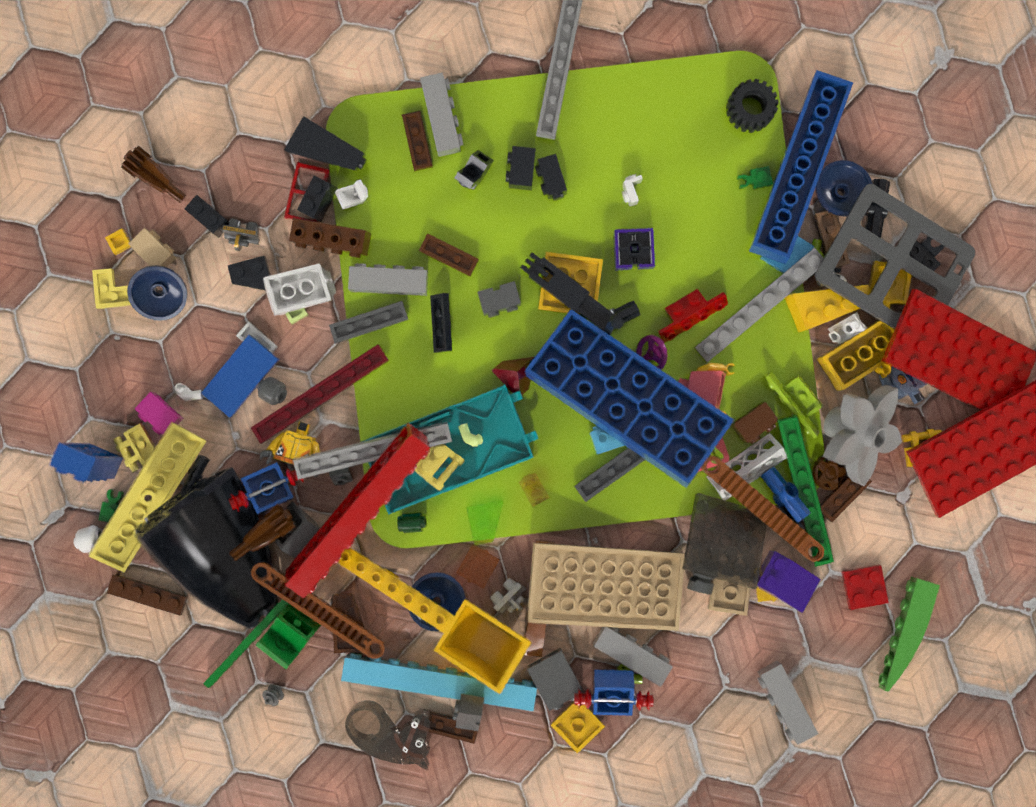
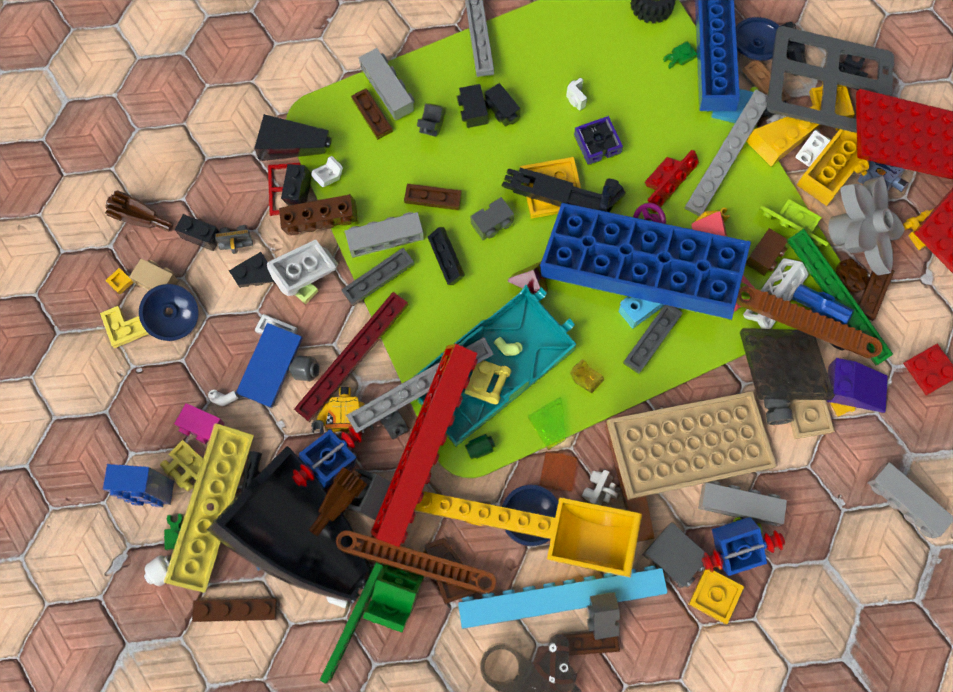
camera: 20 degrees left, 15 degrees down
(273, 695) = (395, 670): dark grey wheel -> none

